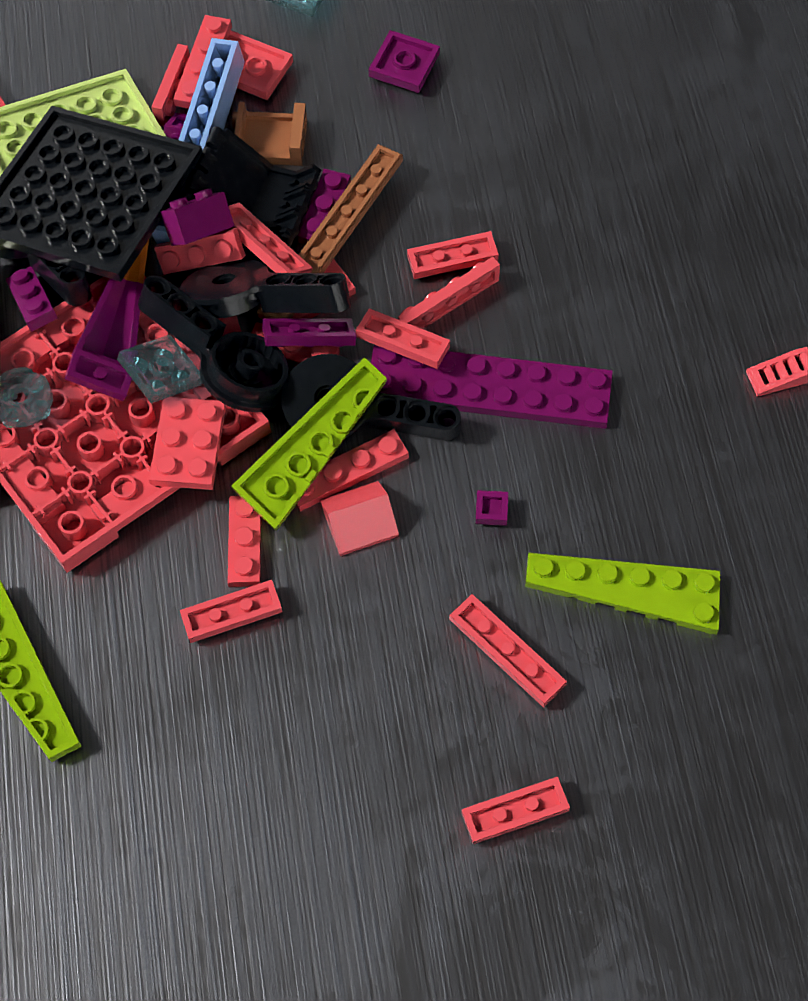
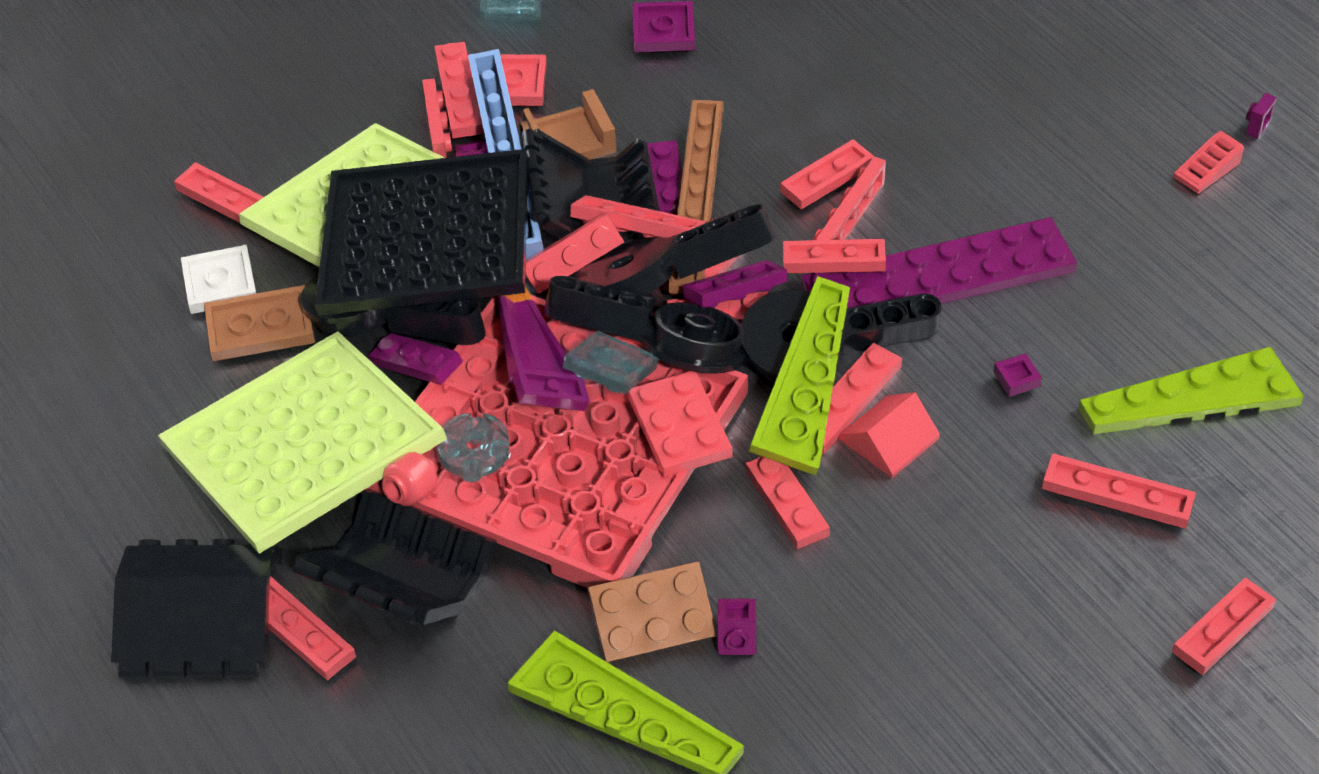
camera: 25 degrees left, 15 degrees down
(78, 597) = (652, 611): none -> nougat plate
(137, 634) = (737, 626): none -> magenta bracket
(197, 218) = (563, 213): magenta brick -> none
(231, 611) = (818, 565): coral plate -> none

